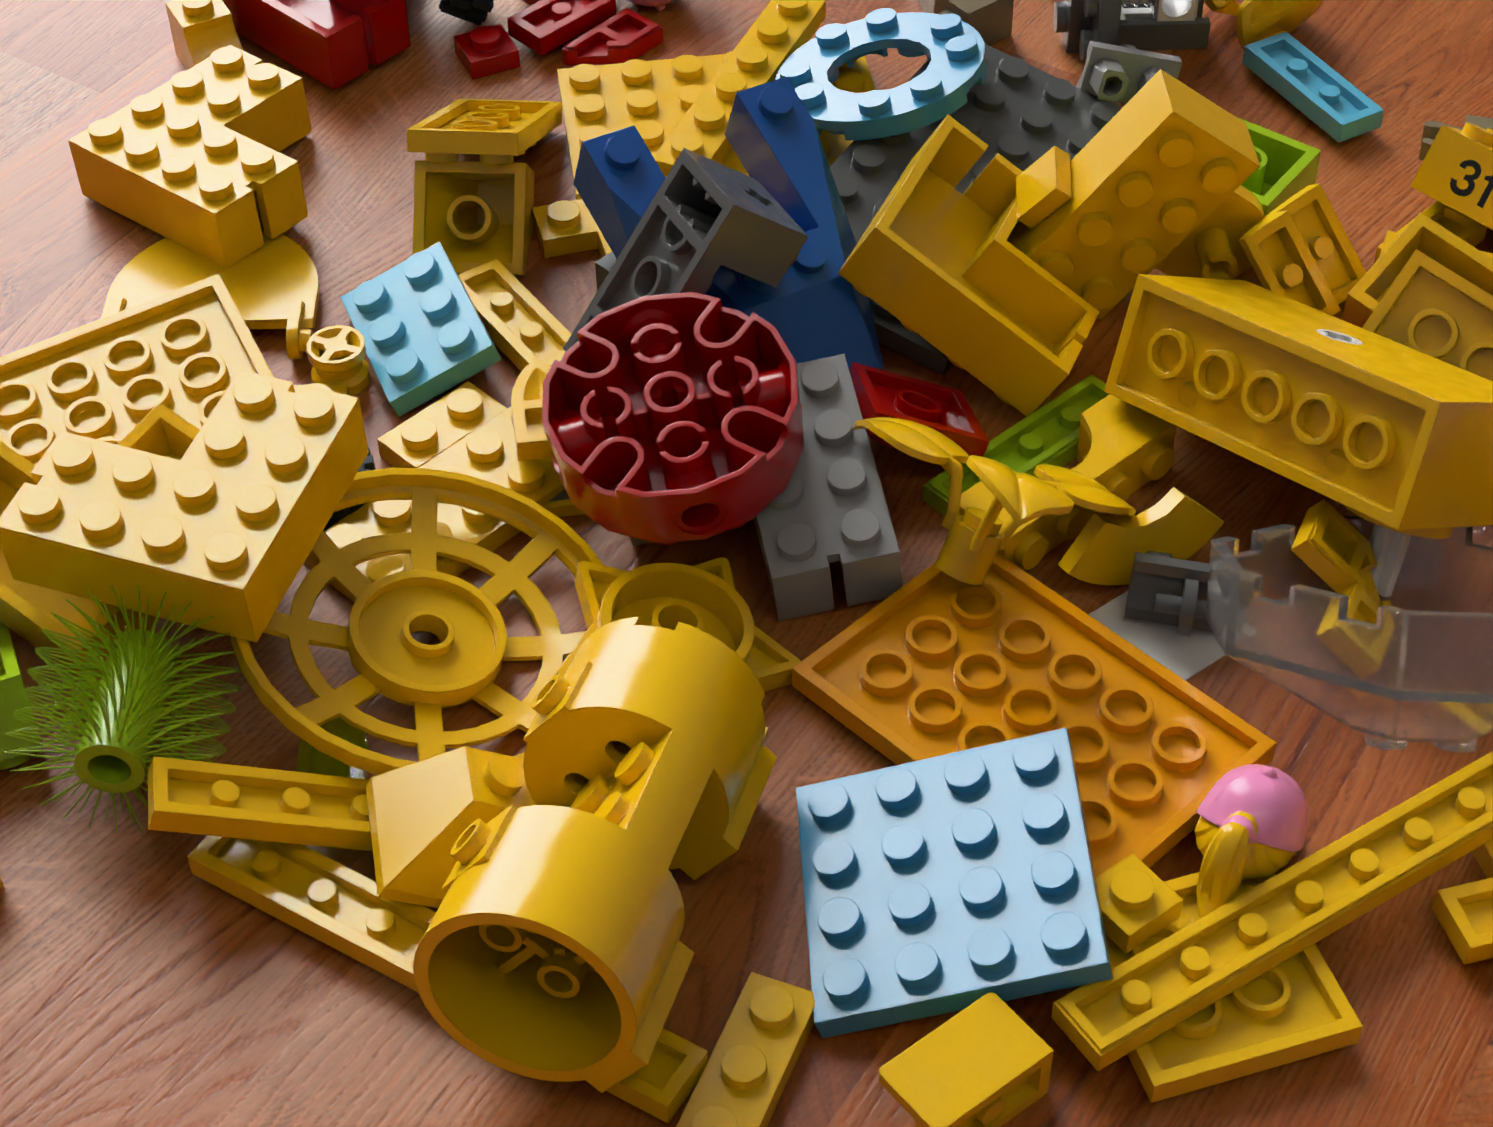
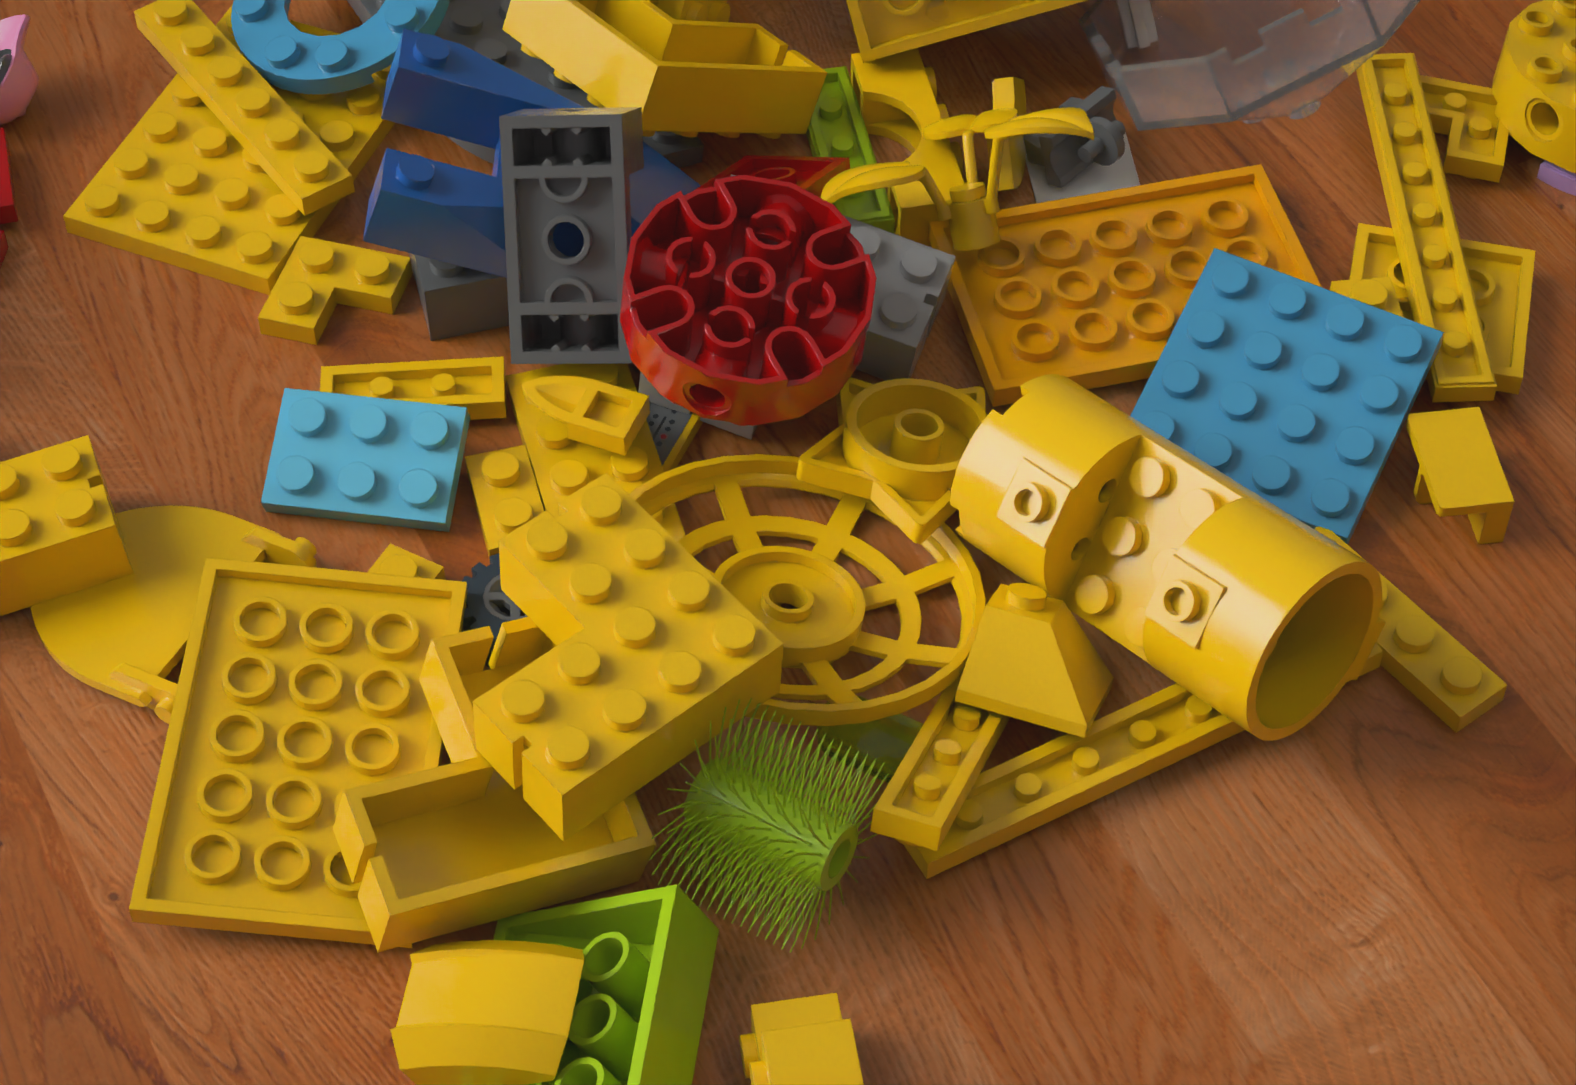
camera: 60 degrees left, 5 degrees up
(339, 357) = (359, 522): yellow wheel -> none
(474, 212) = (247, 353): yellow slope -> none
(485, 128) = (155, 285): yellow plate -> none
(614, 41) = (48, 161): red tile -> none
(1247, 830) = (1346, 214): hair -> none
(1340, 559) = (1134, 33): yellow tile -> none

